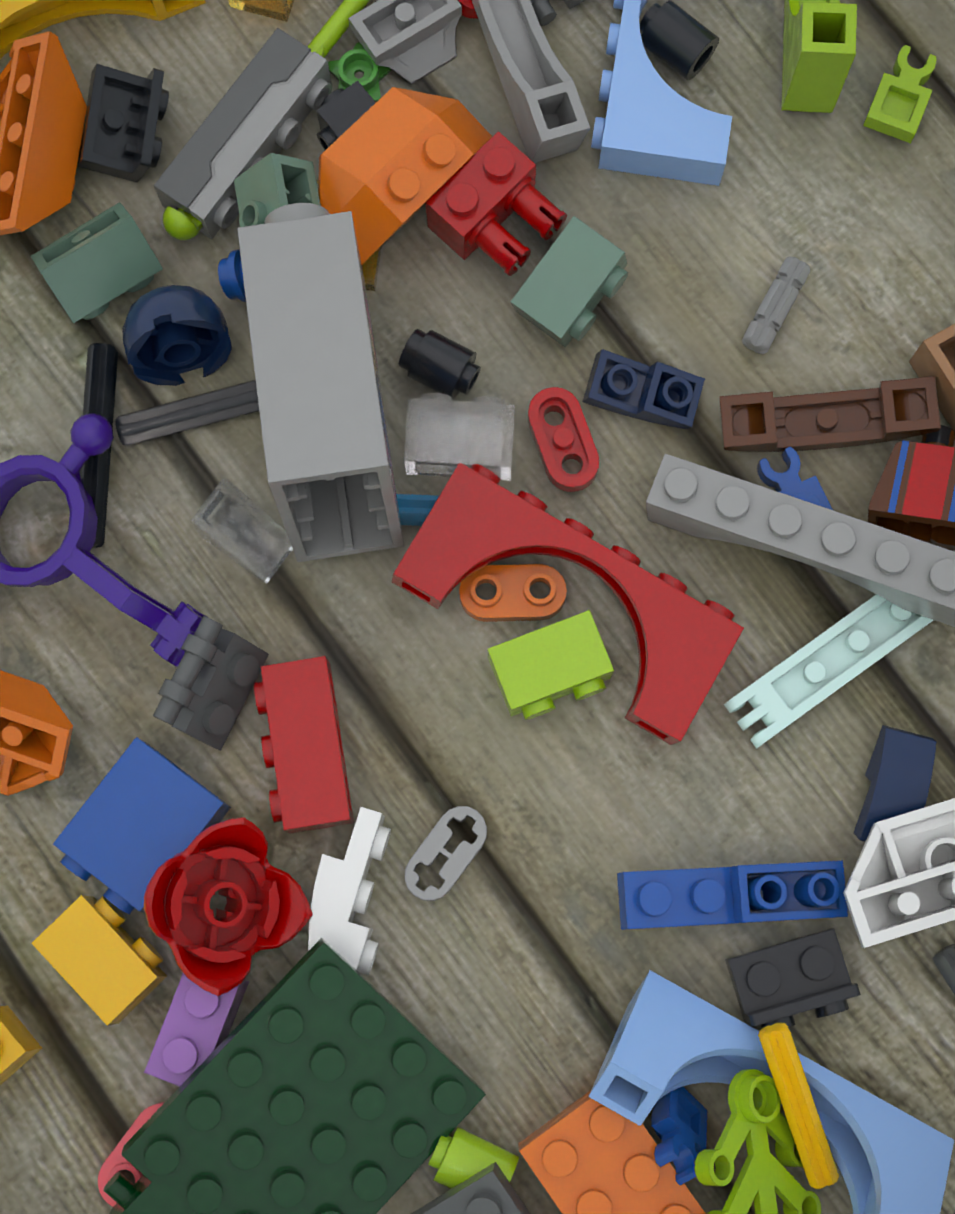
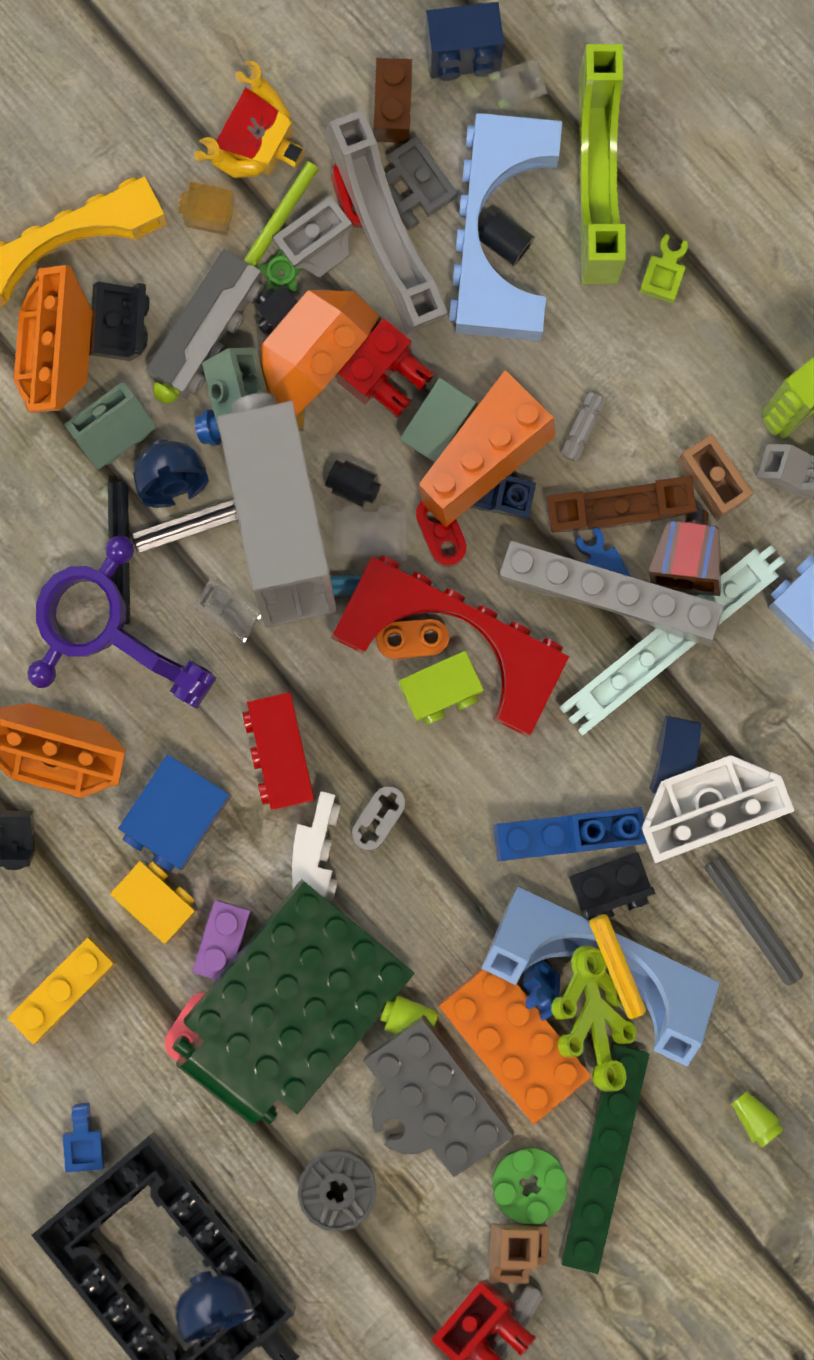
camera: 10 degrees left, 5 degrees up
(210, 683) = (213, 715): dark grey plate -> none
(260, 913) = (258, 864): red brick -> none
(636, 323) = (487, 449): none -> orange wedge

